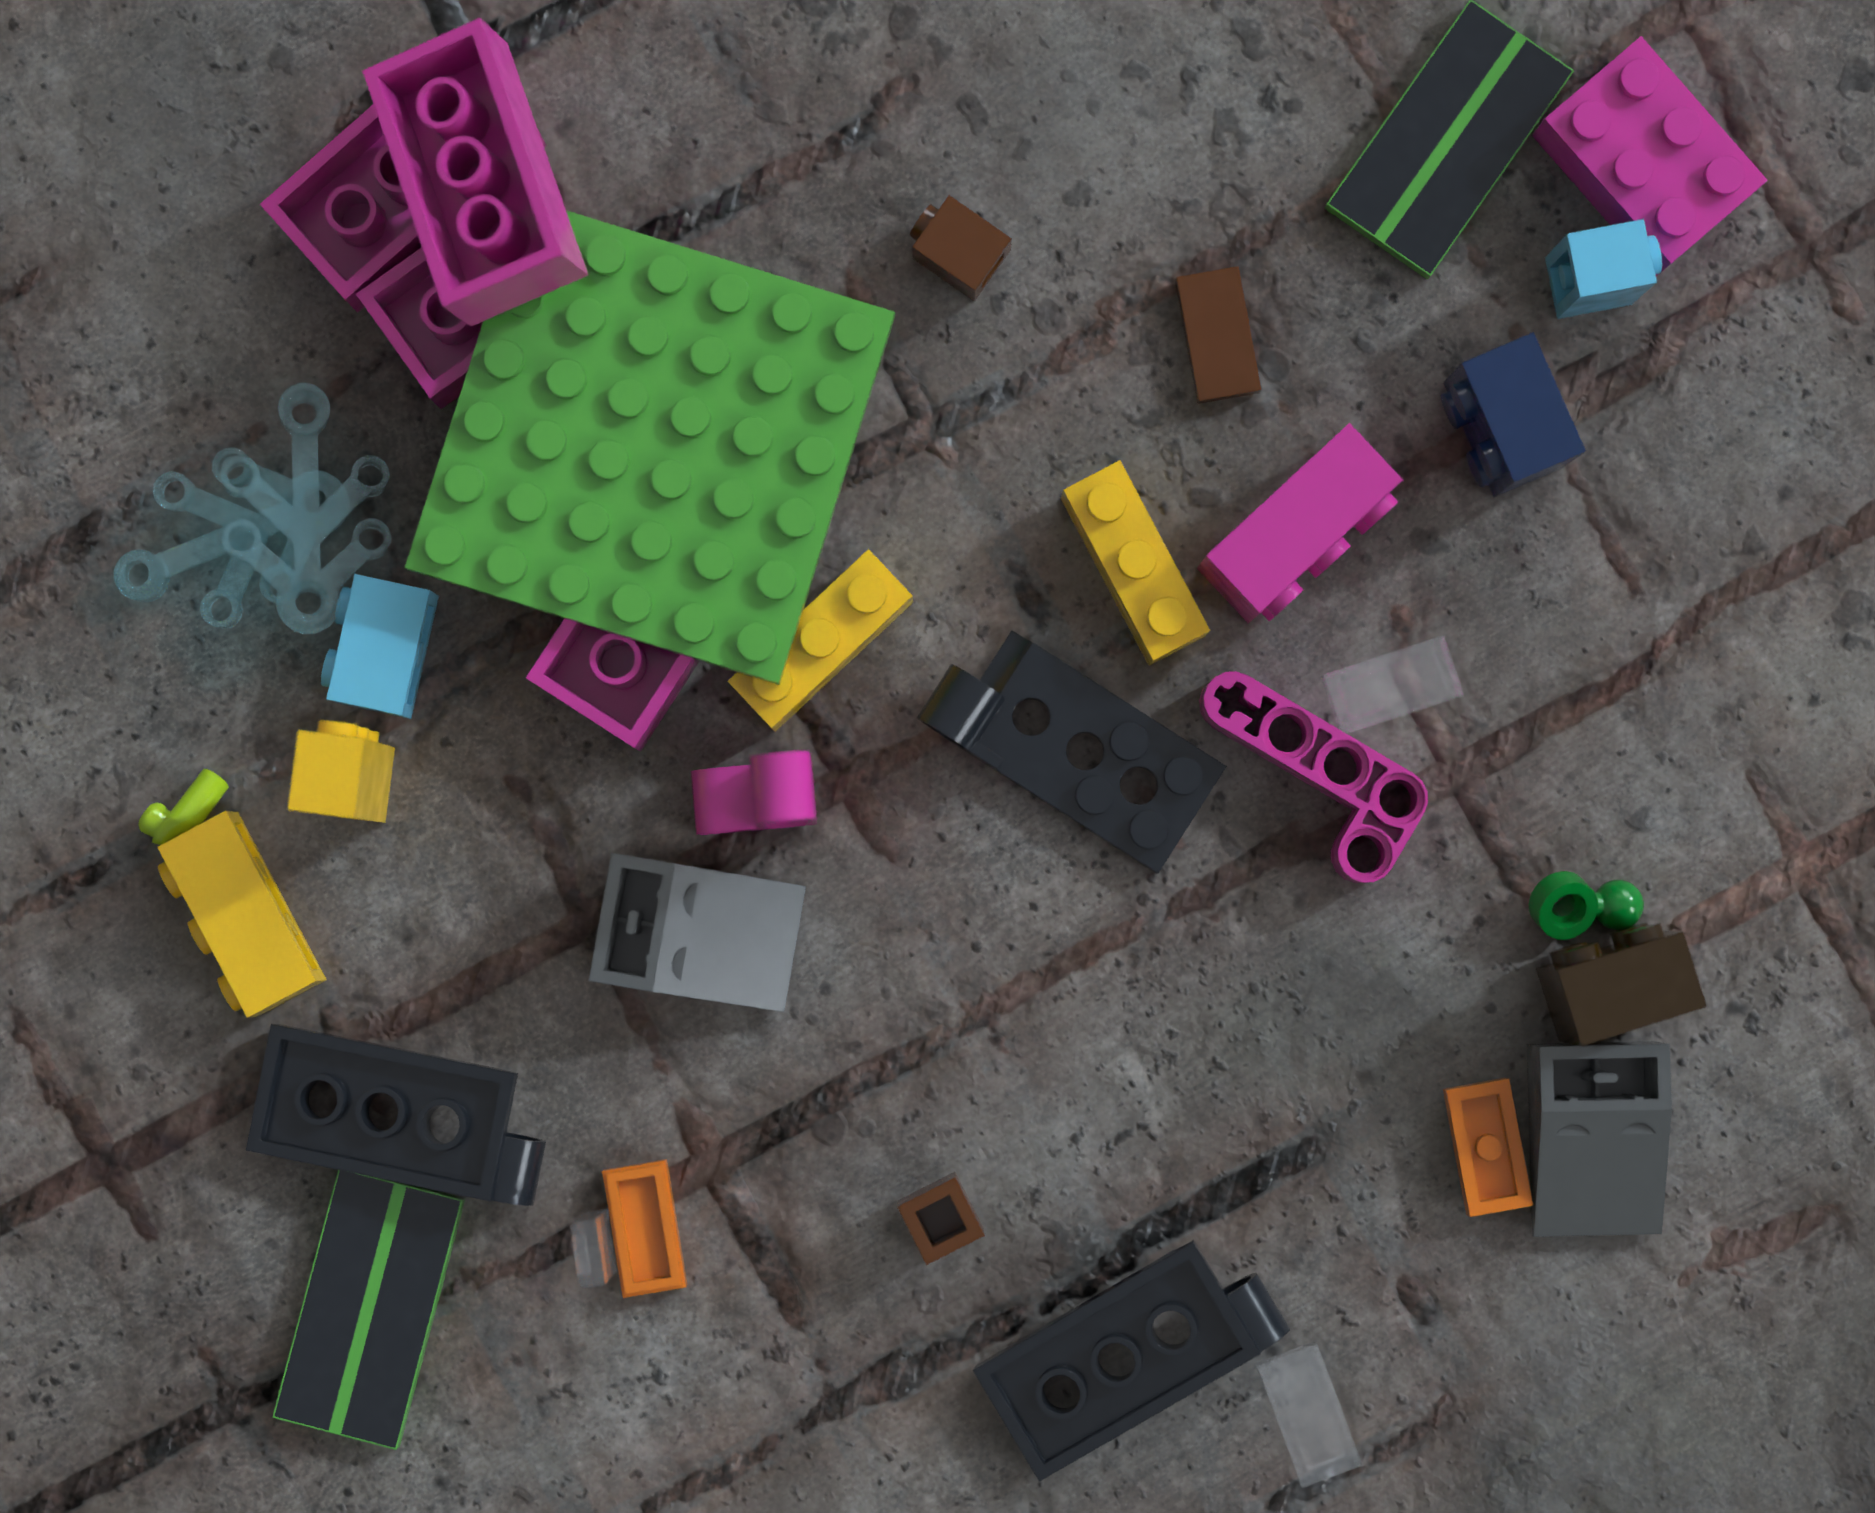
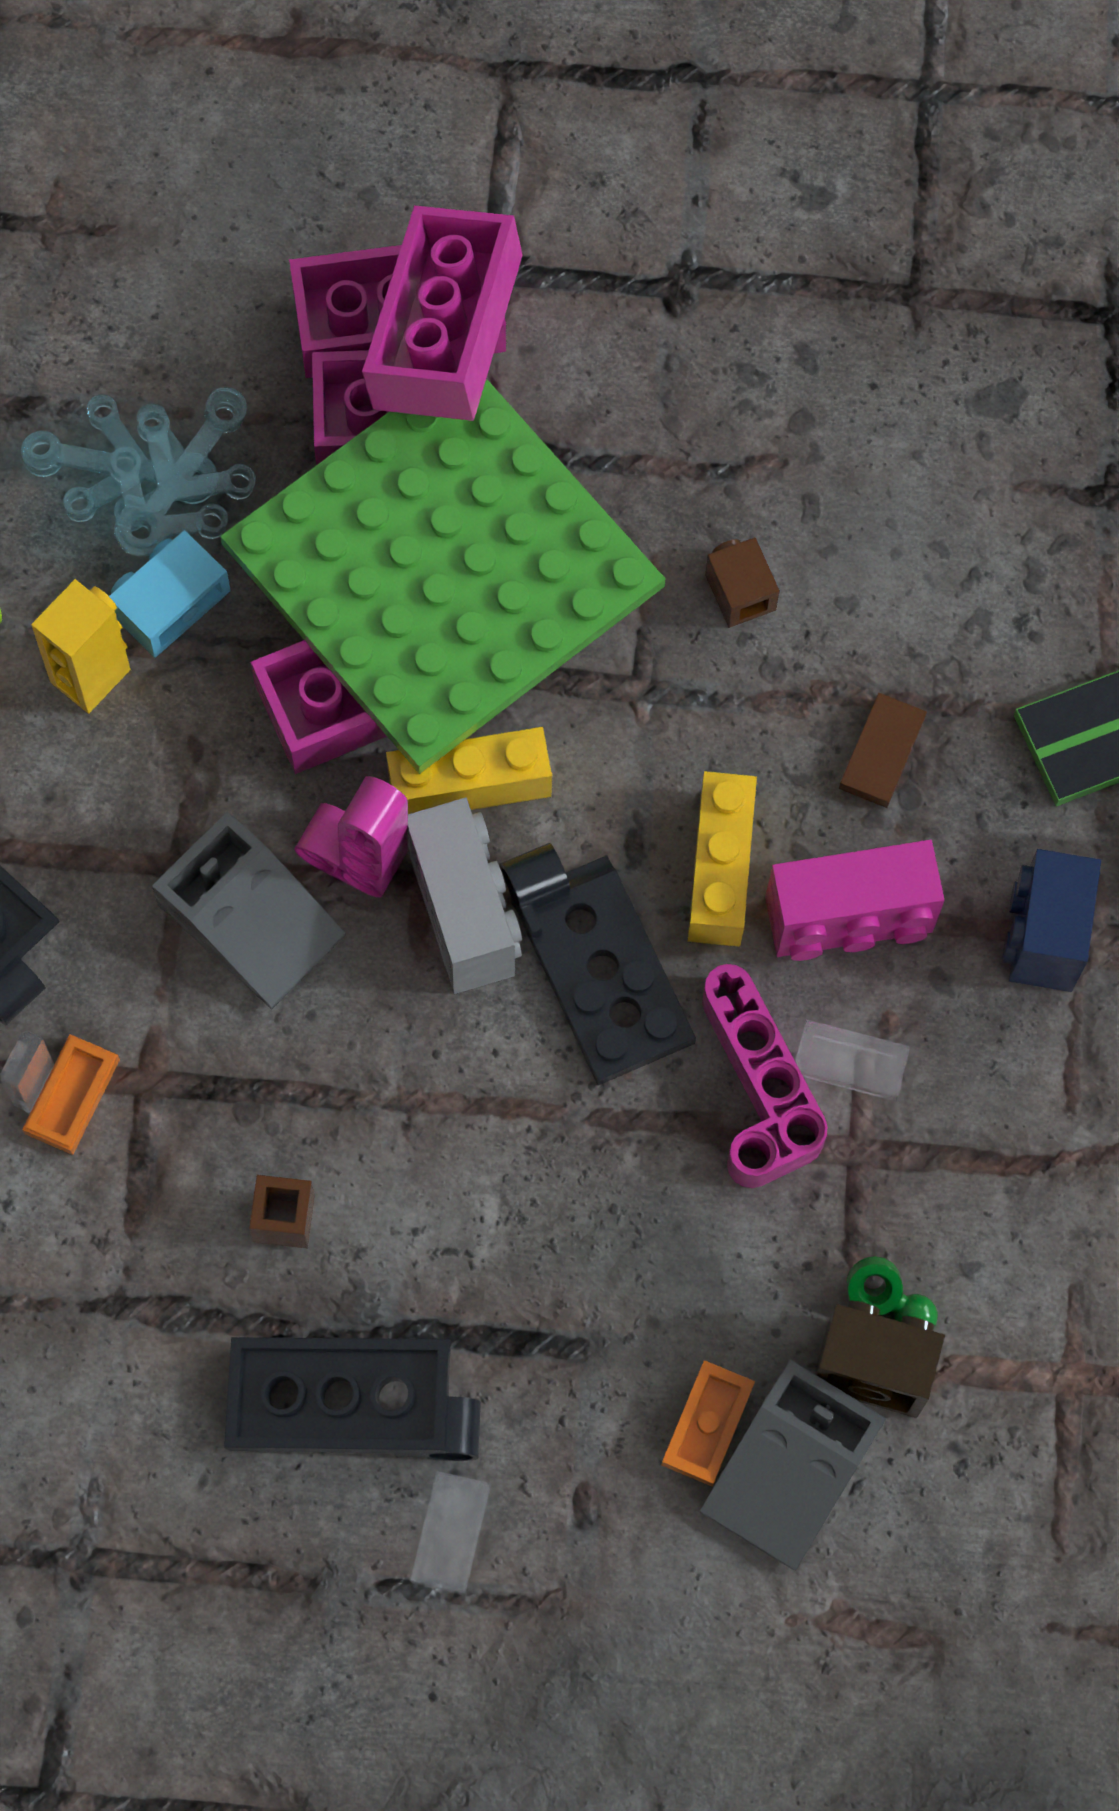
camera: 30 degrees right, 15 degrees down
(904, 777) = (463, 895): none -> light grey brick

